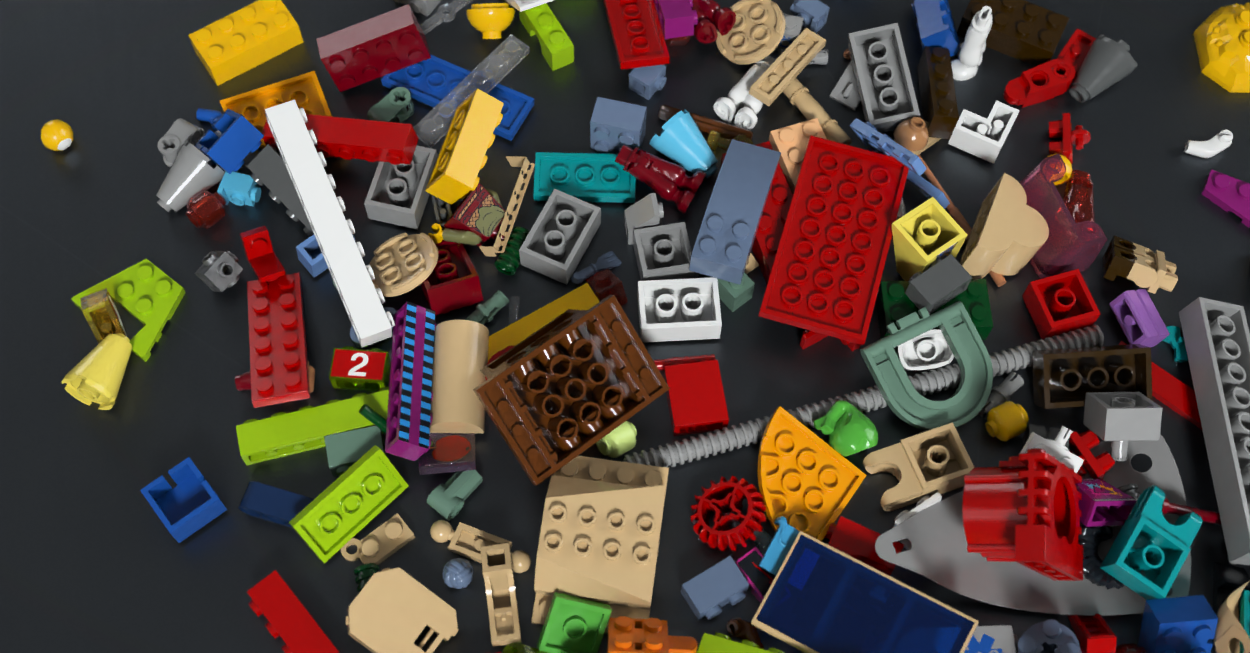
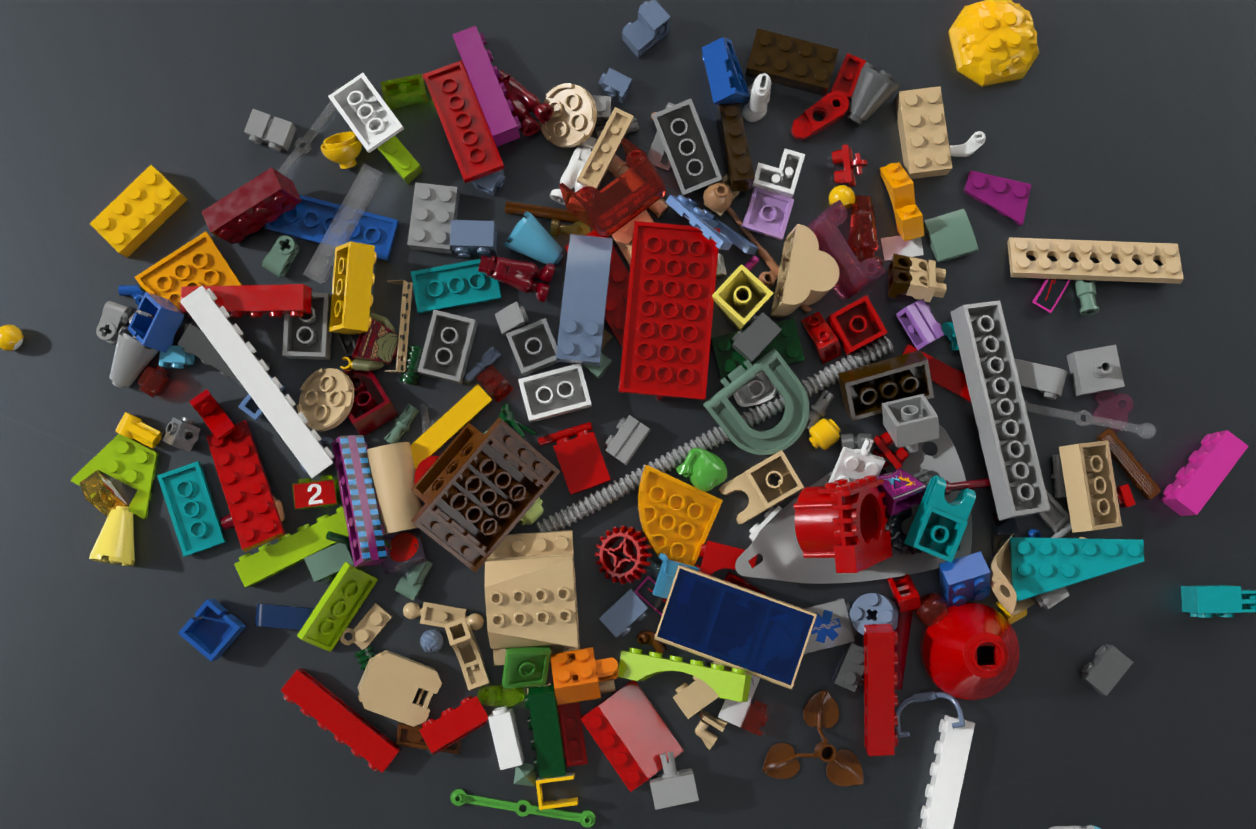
camera: 10 degrees left, 20 degrees up
(167, 256) = (134, 428): none -> yellow piece
(204, 358) = (191, 509): none -> teal plate
(572, 103) = (431, 217): none -> light grey brick
(756, 381) = (627, 439): none -> light grey brick
(792, 110) = (622, 198): none -> clear red windscreen
(965, 169) = (767, 213): none -> lavender plate
(1020, 314) = (822, 336): none -> red bracket
(1129, 174) = (902, 195): none -> light orange arch
(1132, 233) = (896, 245): none -> sticker
(1159, 121) = (923, 132): none -> tan brick
(1184, 233) = (951, 235): none -> sand green slope

